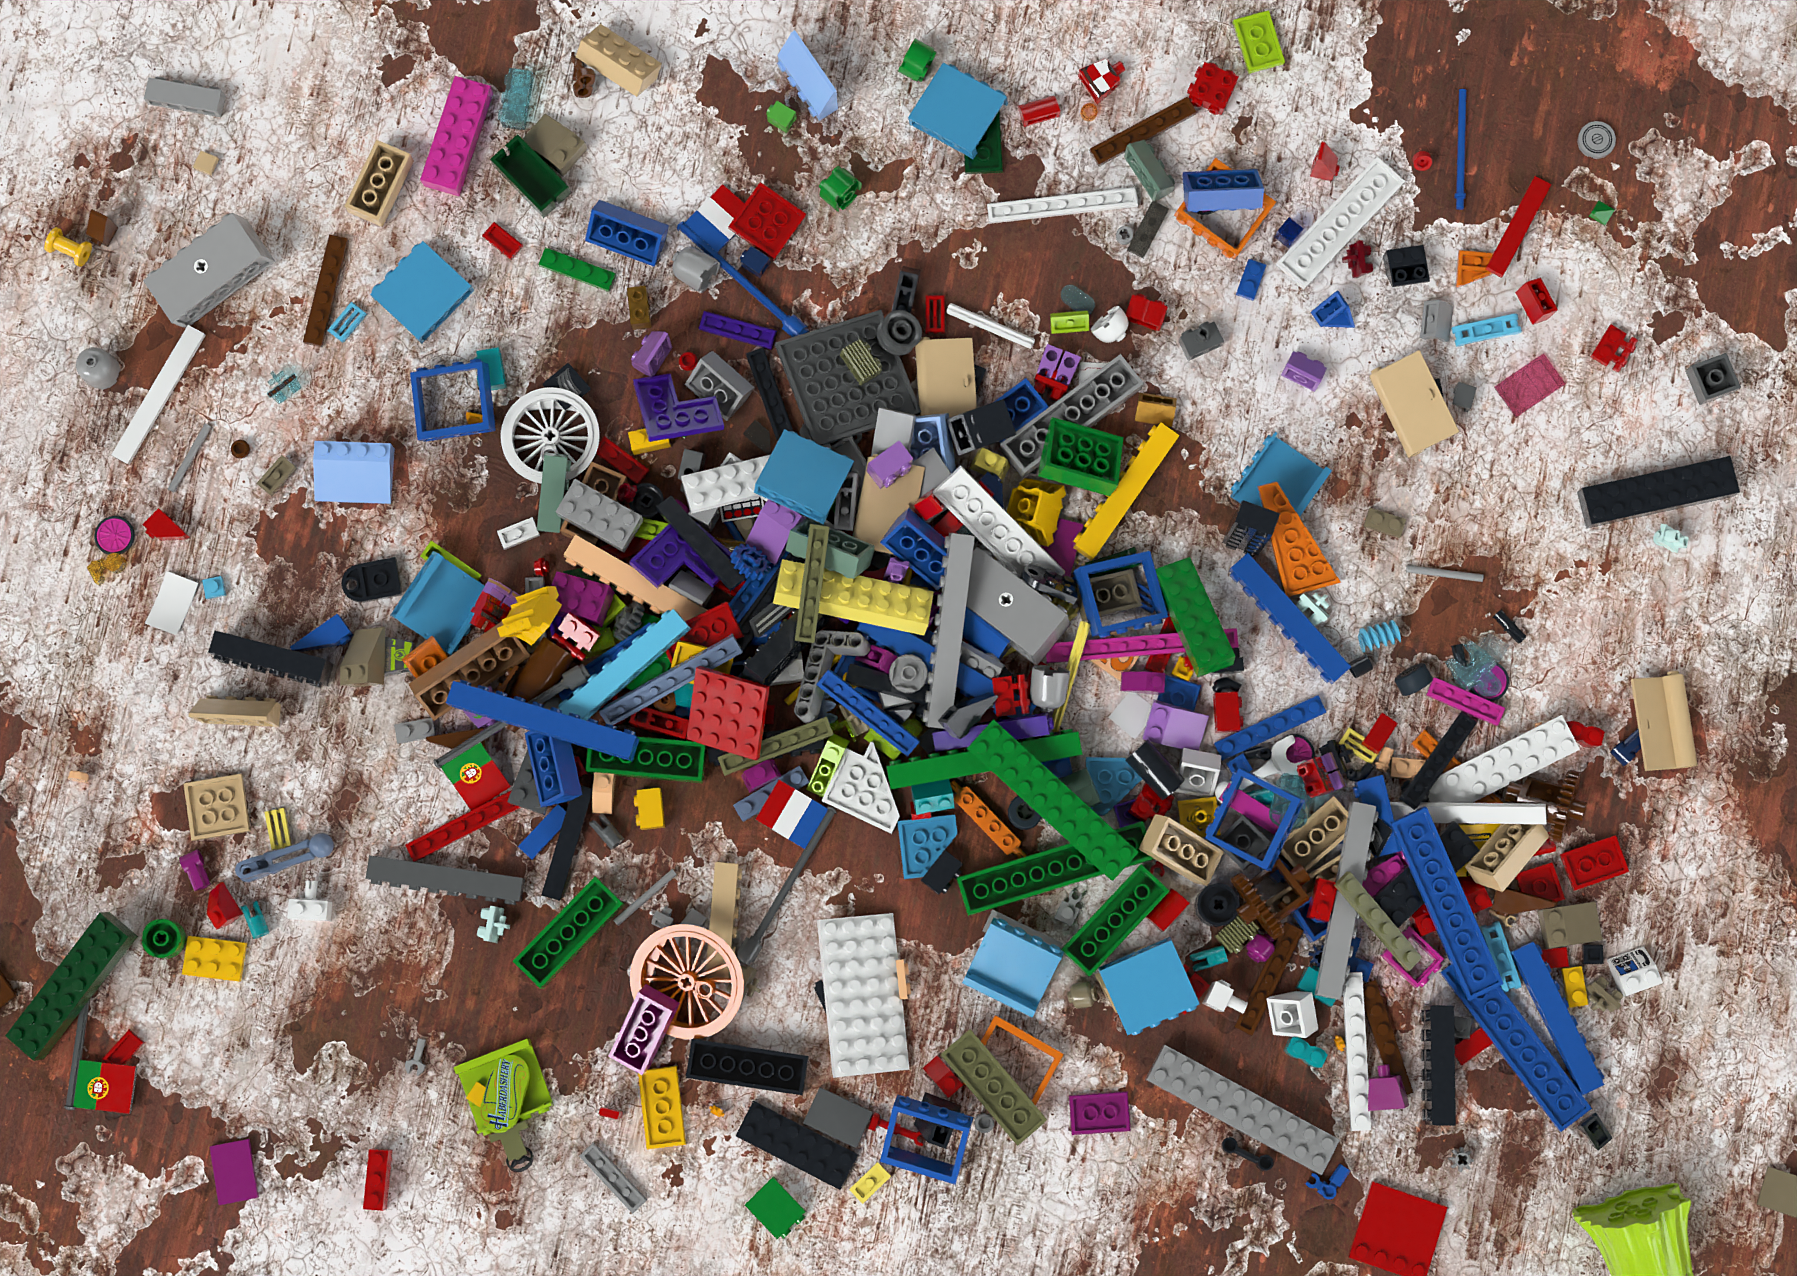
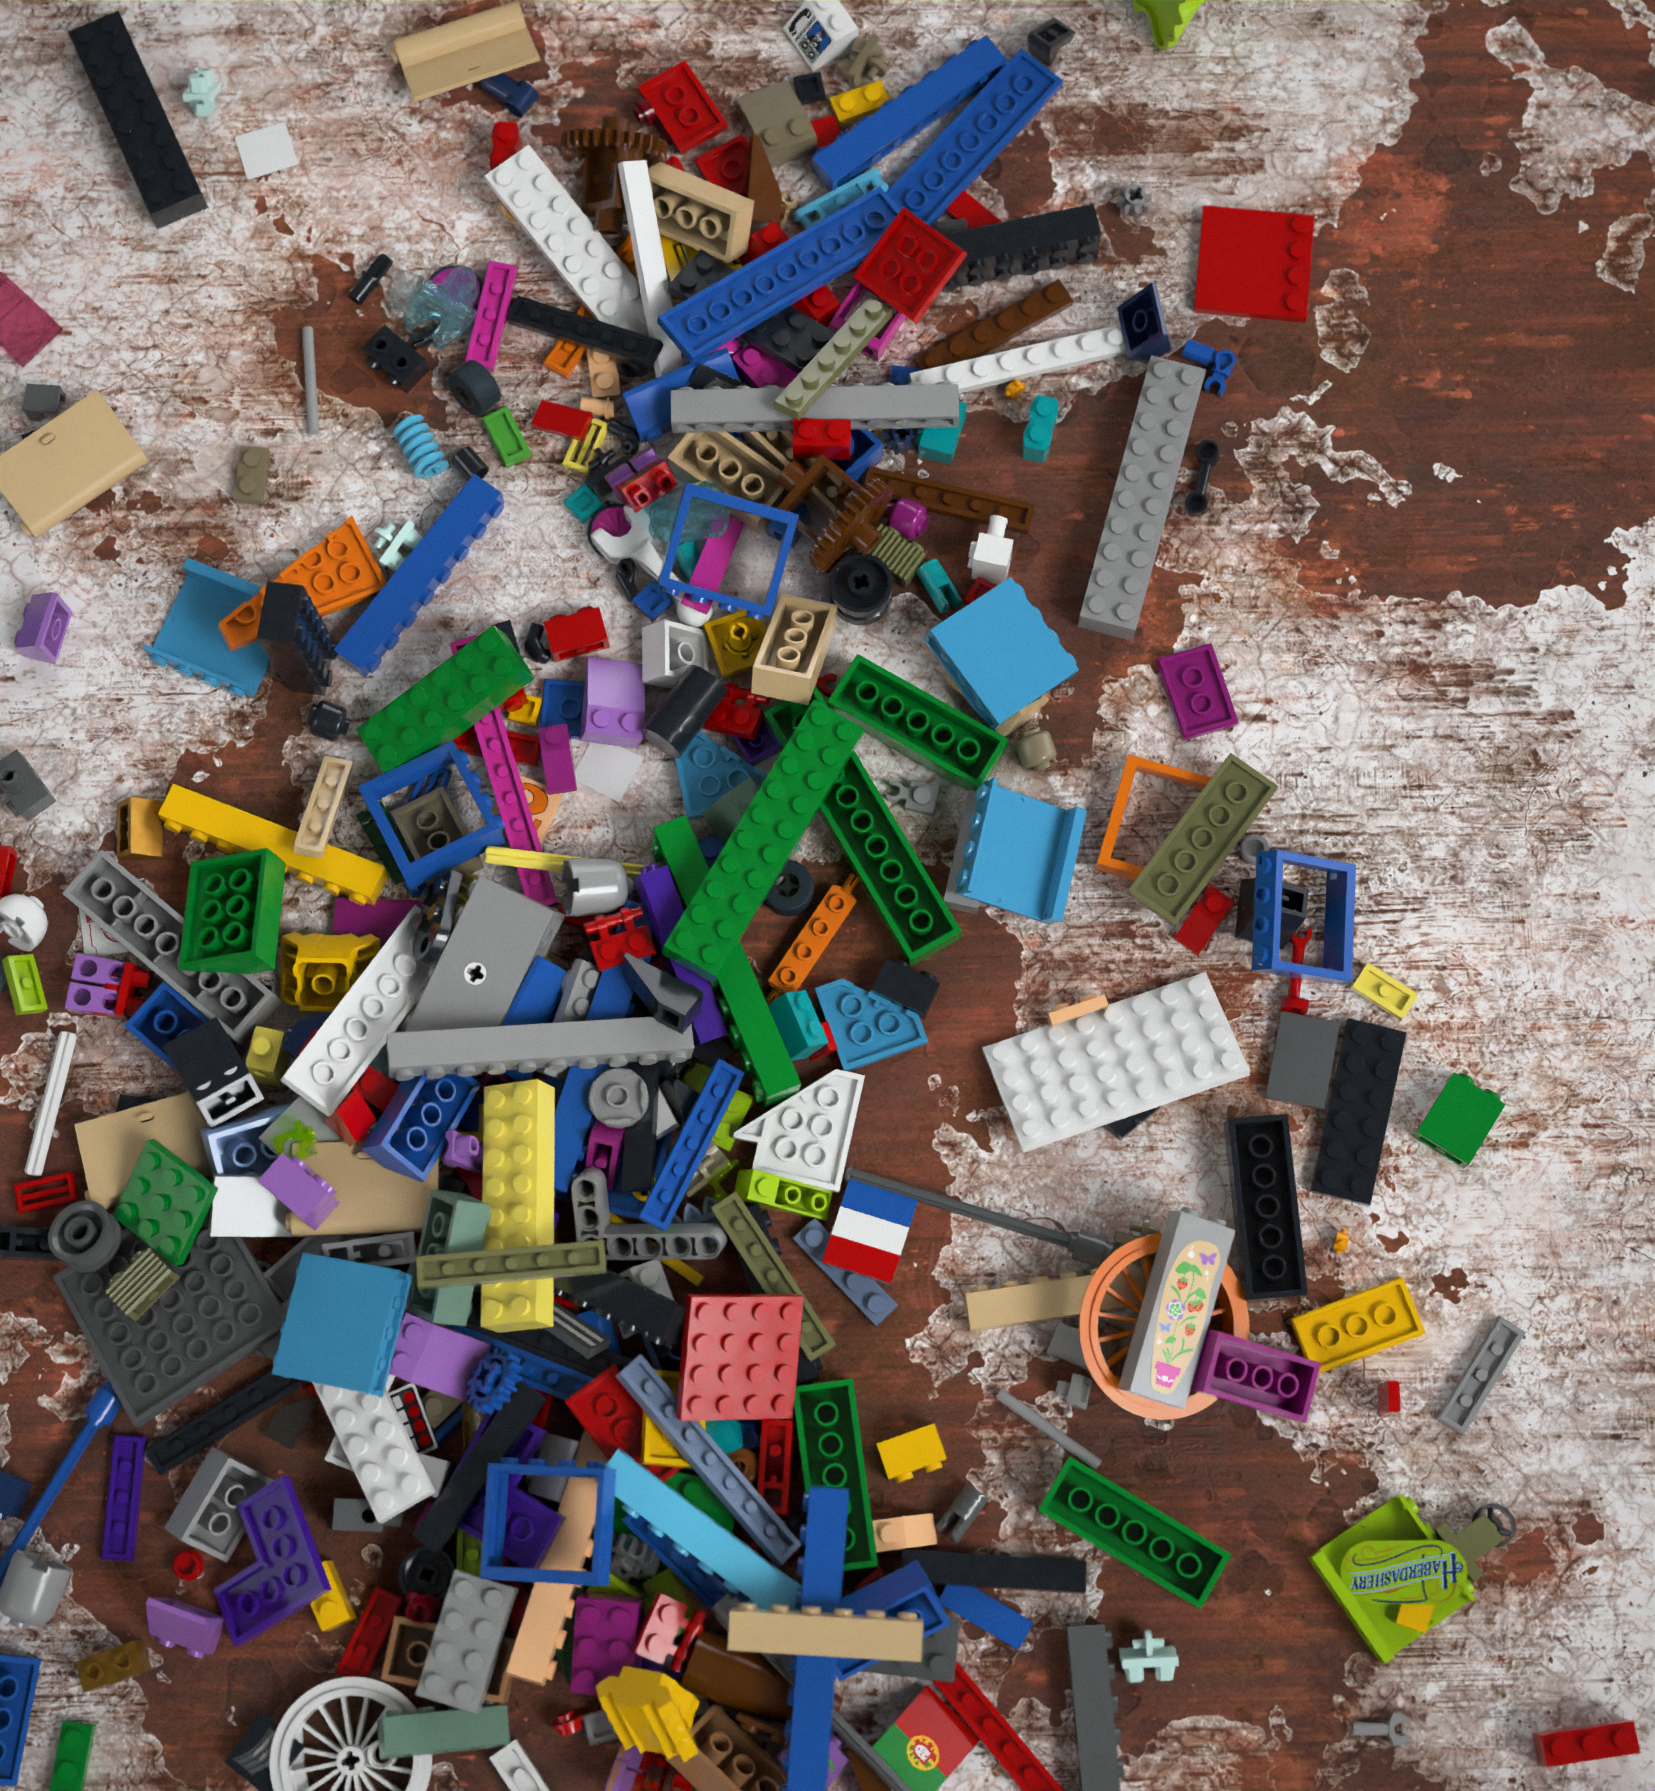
camera: 100 degrees left, 5 degrees down
(547, 726) = (826, 1633): none -> tan brick
(661, 544) = (495, 1522): none -> blue window
(694, 990) = (1177, 1308): none -> brick
(760, 775) = (823, 1292): magenta torso -> none
(907, 384) = (165, 1202): none -> green plate
(923, 476) = (304, 1135): none -> clear neon green bracket
(1142, 526) = (323, 807): none -> tan plate
(1167, 910) = (885, 652): red brick -> none
(1202, 541) = (328, 721): none -> black head
(1247, 838) = (754, 566): dark grey brick -> none
(1270, 728) = (586, 572): blue plate -> none
(1292, 1014) = (991, 454): white slope -> none
(1318, 735) = (583, 503): none -> teal tile
(1363, 1141) = (1144, 325): none -> dark blue slope
(1377, 695) = (506, 436): none -> bright green tile
(1386, 1091) = (1067, 309): magenta torso -> none
(1435, 988) = (910, 265): none -> red plate
(1446, 631) = (395, 359): none -> black brick
(1595, 835) = (644, 112): none -> dark red plate
(1620, 574) = (266, 150): none -> white sticker

